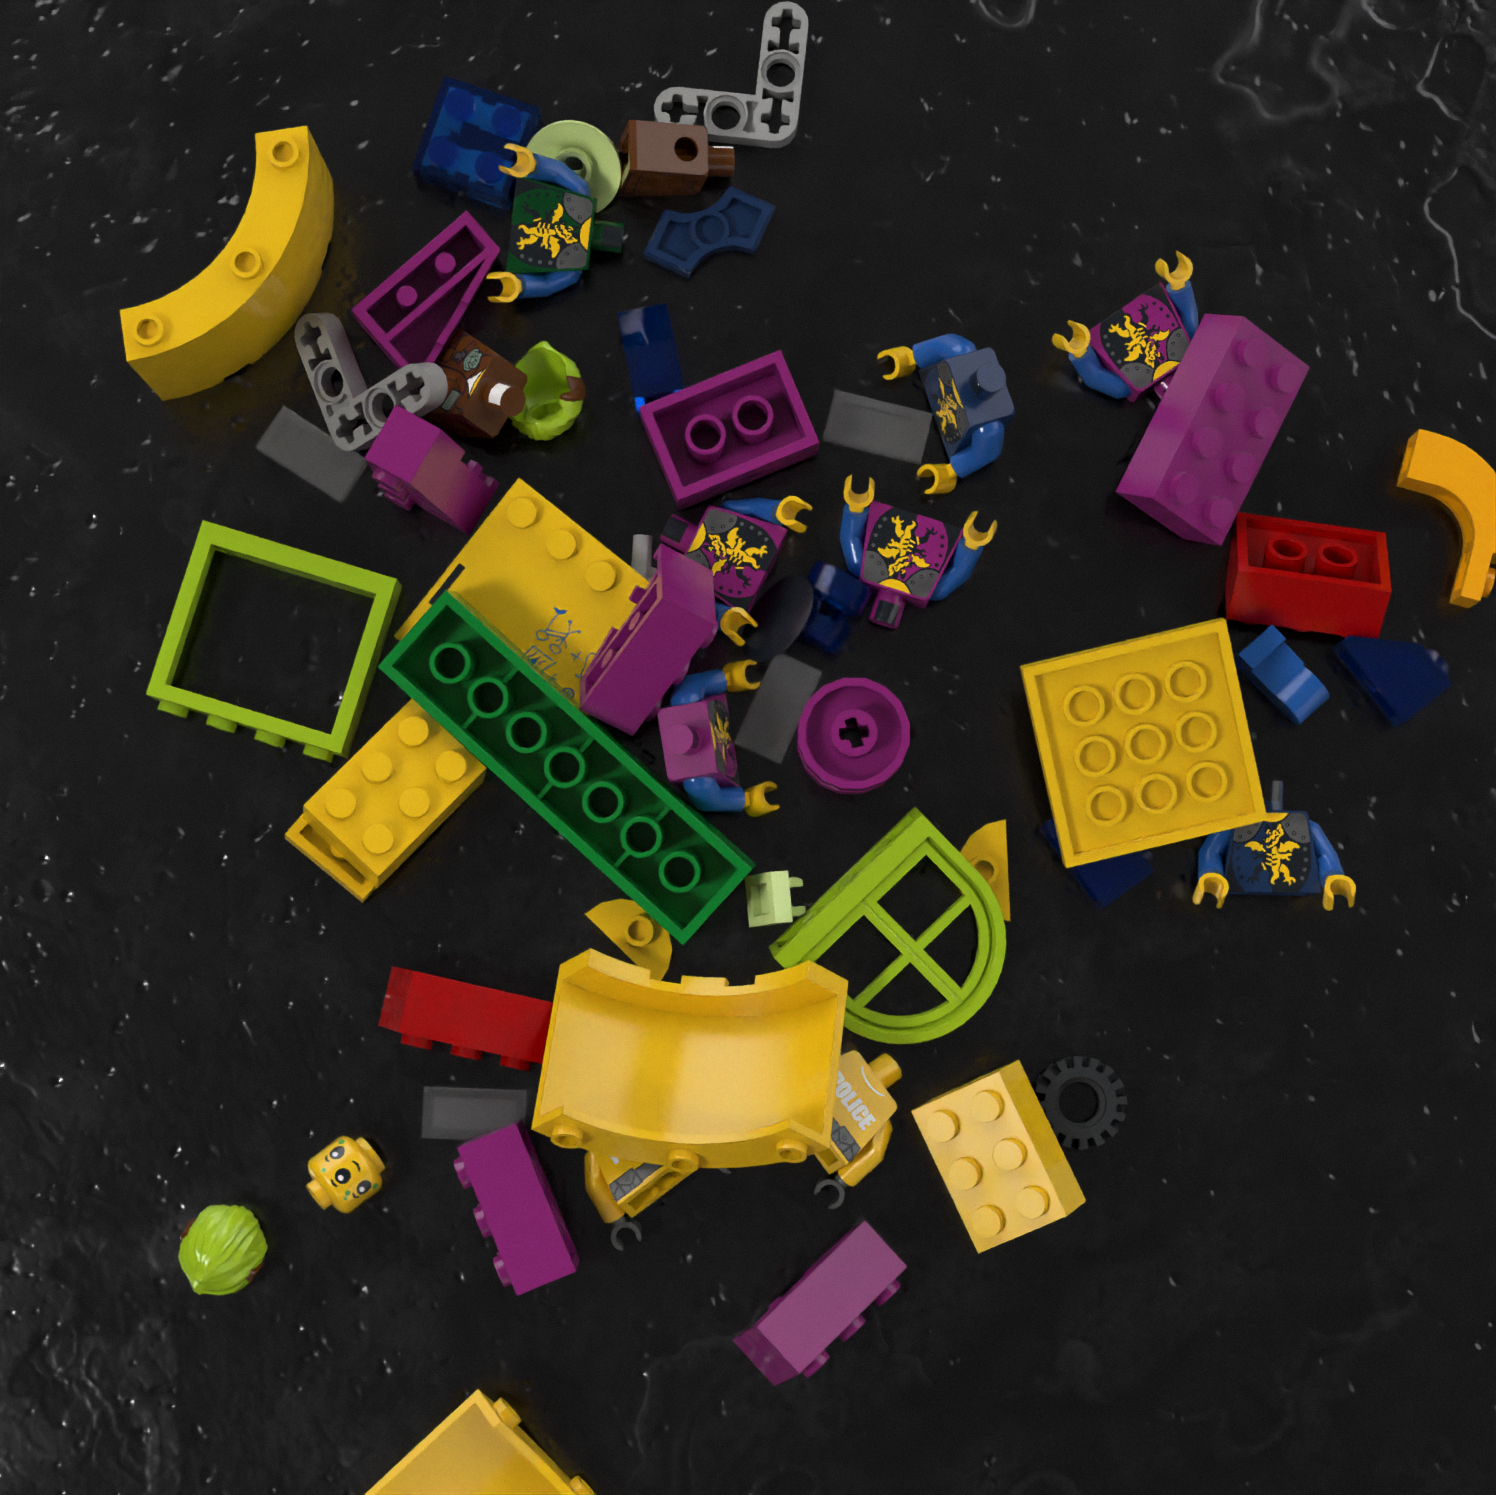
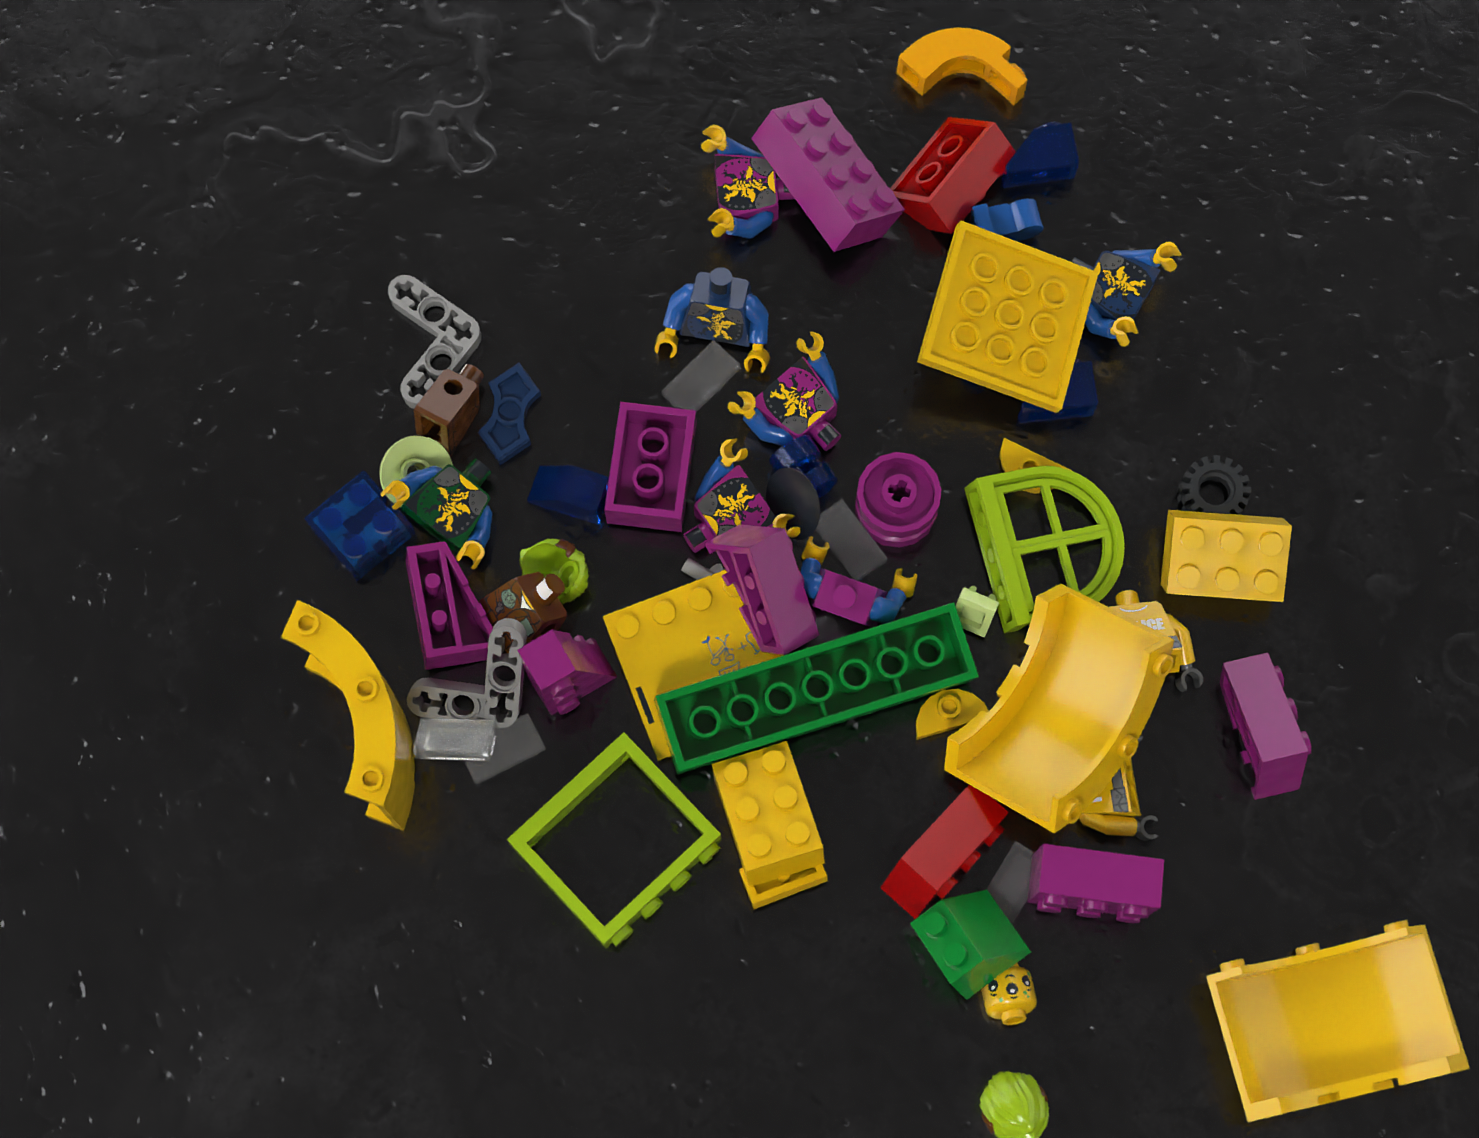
camera: 60 degrees left, 10 degrees down
(289, 396) = (455, 739): none -> clear tile
(373, 1099) = (970, 940): none -> green slope

